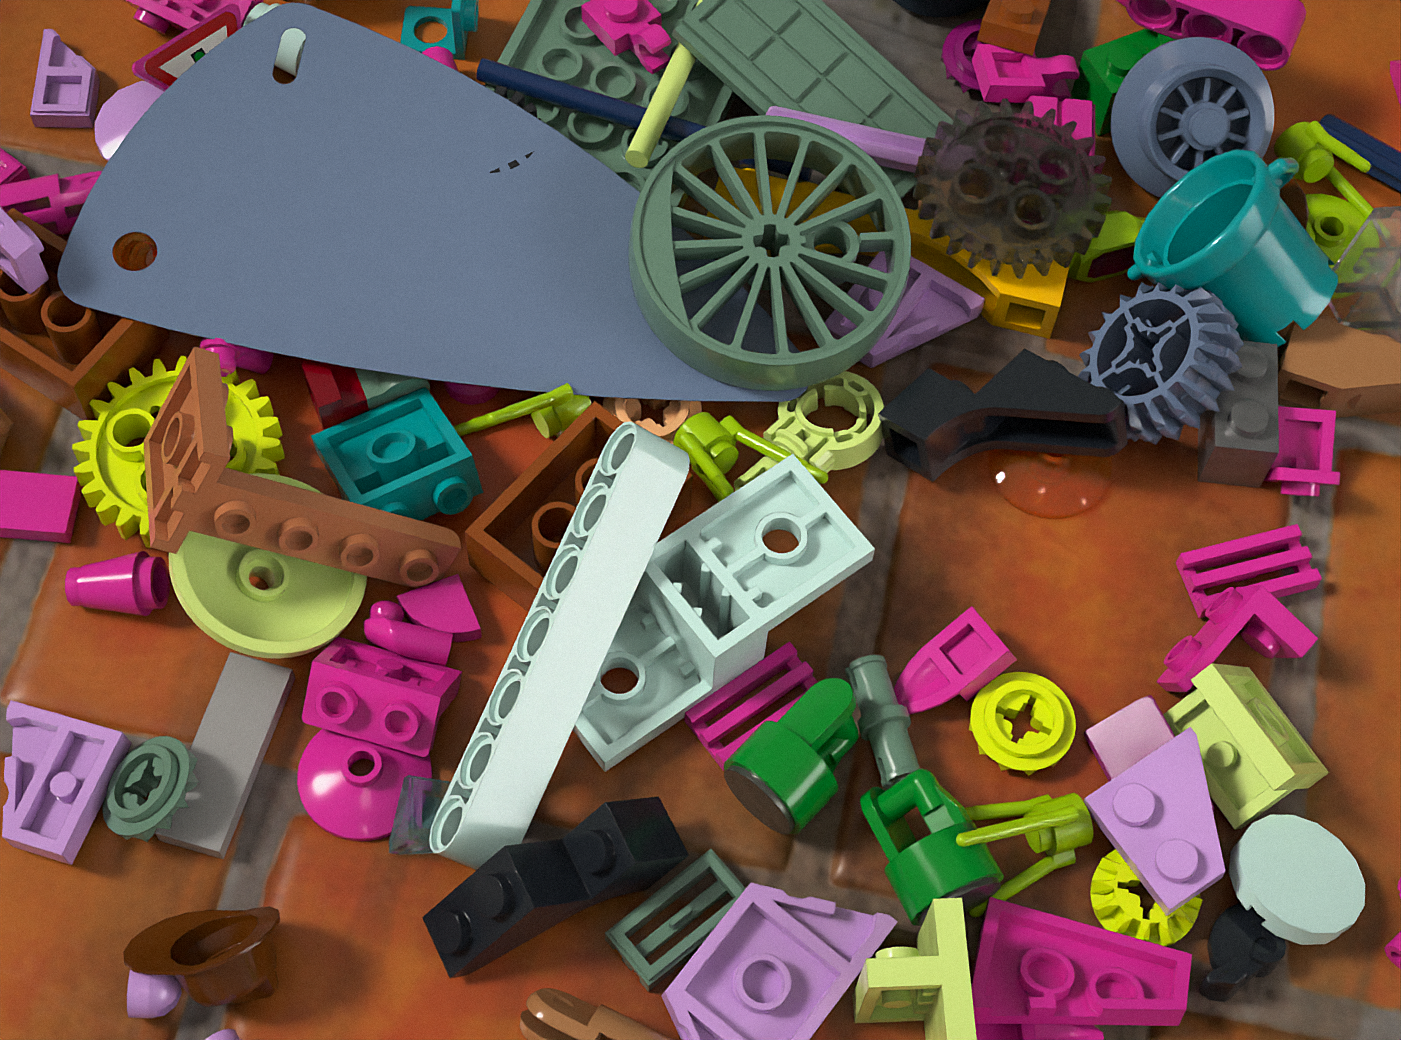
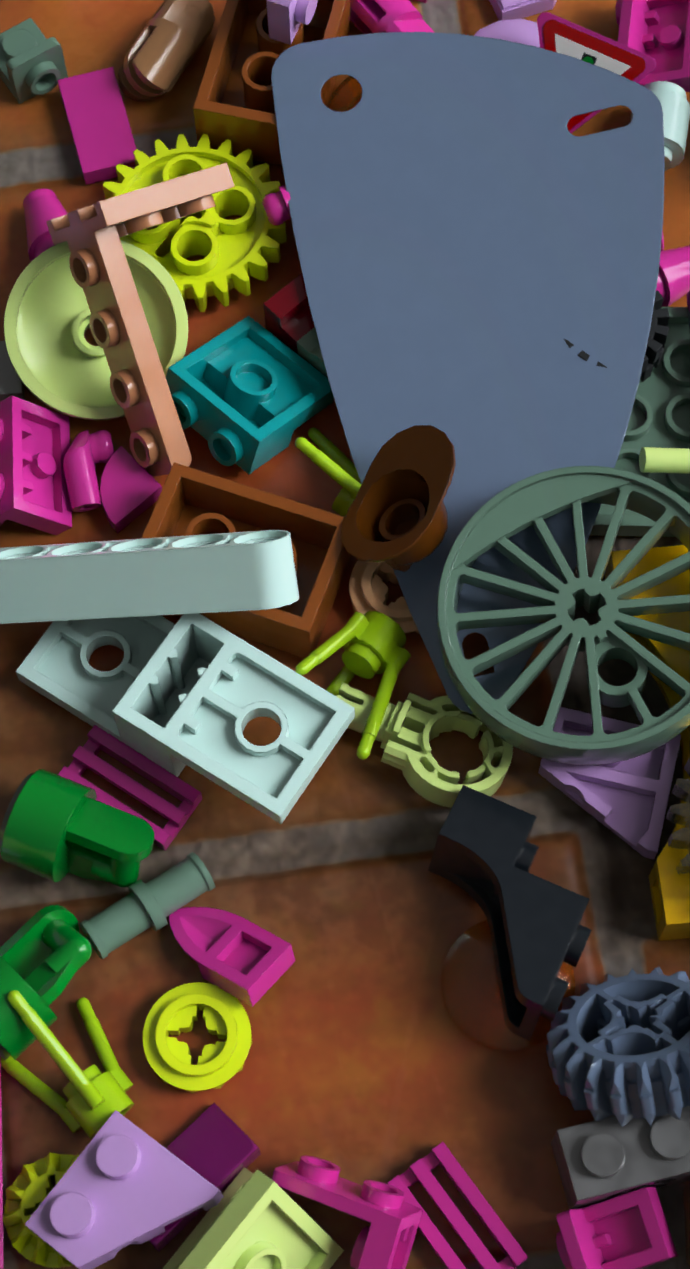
camera: 75 degrees right, 5 degrees up
(598, 344) = (400, 501): none -> reddish brown piece

